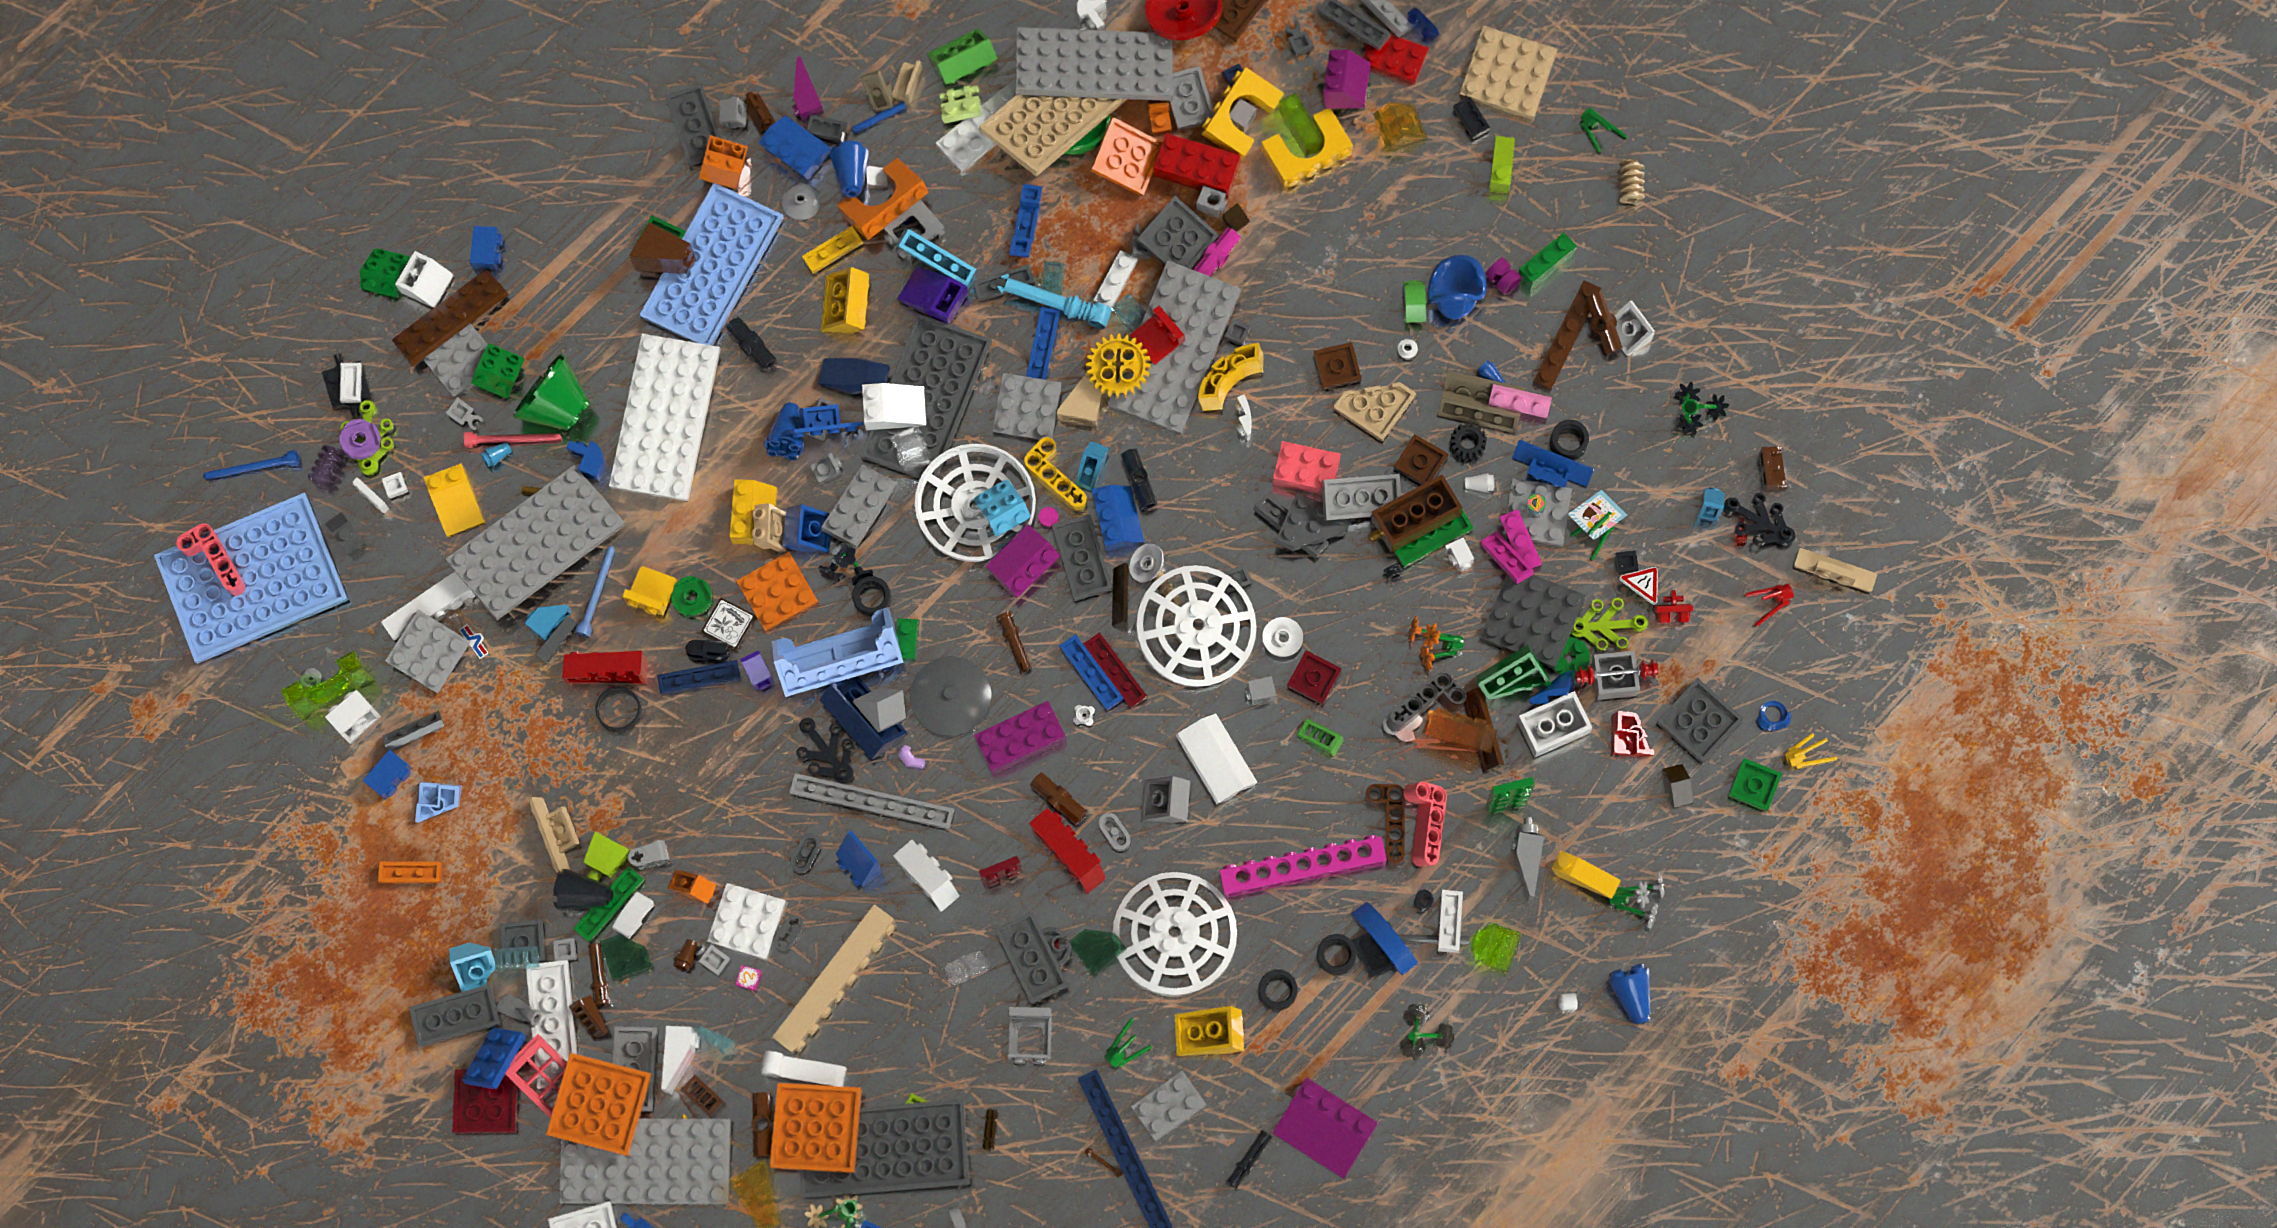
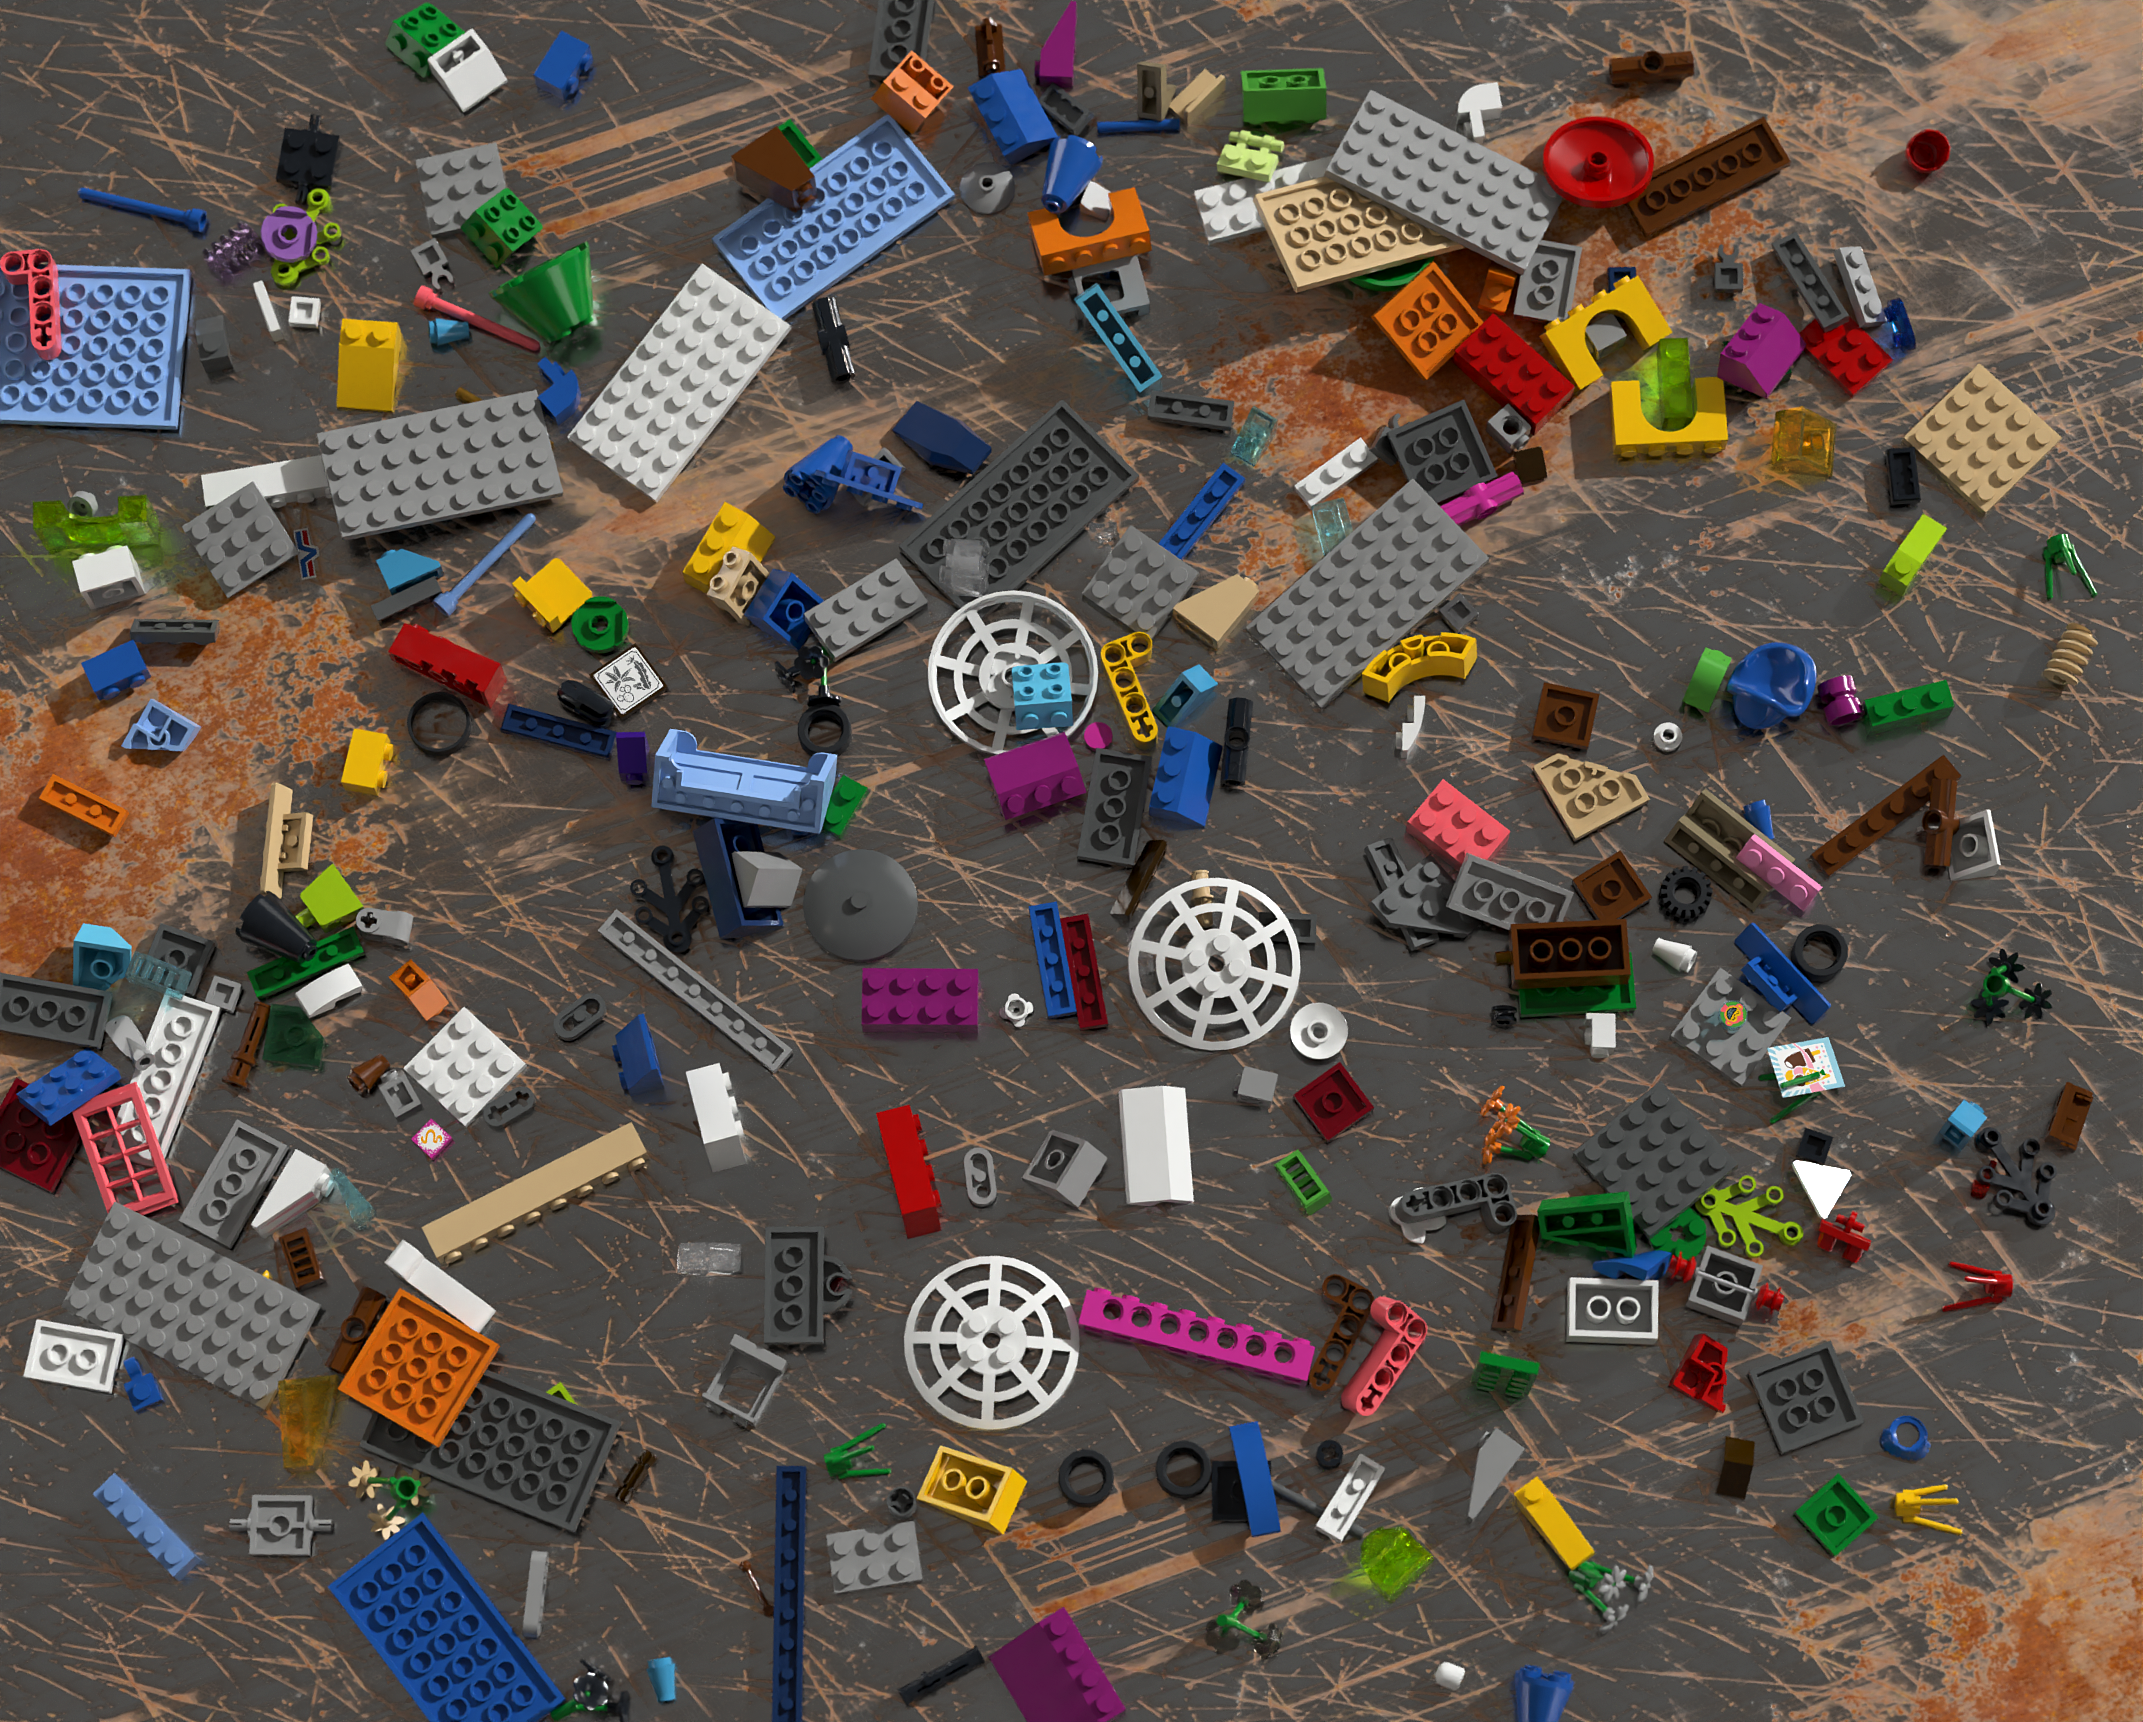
camera: 25 degrees right, 0 degrees up
(350, 382) = (313, 158): white tile -> none
(450, 317) = (476, 132): reddish brown plate -> none
(583, 756) = (367, 762): none -> yellow brick
(589, 1017) = (211, 1092): reddish brown slope -> none
(599, 1104) = (166, 1206): orange plate -> none
(733, 112) = (956, 35): light grey brick -> none
(777, 592) = (710, 670): orange plate -> none
(826, 469) = (849, 543): light grey bracket -> none
(832, 249) = (995, 267): yellow plate -> none
(845, 301) = (978, 341): yellow slope -> none
(893, 406) = (970, 502): white slope -> none
(908, 759) = (767, 960): lavender arm -> none
(933, 294) = (1094, 384): dark purple slope -> none
(993, 874) = (802, 1156): dark red plate -> none
(1012, 632) = (976, 861): reddish brown pin -> none
(1026, 221) = (1259, 345): blue slope -> none
(1058, 798) = (930, 1100): reddish brown piece -> none
(1097, 315) = (1288, 506): medium azure piece -> none
(1097, 948) = (884, 1314): clear green plate -> none
(1100, 365) = (1257, 574): yellow gear -> none
(1146, 562) = (1192, 853): white dish -> none
(1158, 335) = (1349, 570): red bracket -> none
(1169, 1062) = (898, 1500): none -> dark grey wheel
(1460, 730) = (1484, 1259): clear orange brick -> none
(1506, 557) = (1659, 1066): dark pink plate -> none
(1520, 537) = (1688, 1053): dark pink plate -> none
(1528, 827) = (1511, 1427): light grey tile -> none
(1835, 570) = (2084, 1288): tan bracket -> none

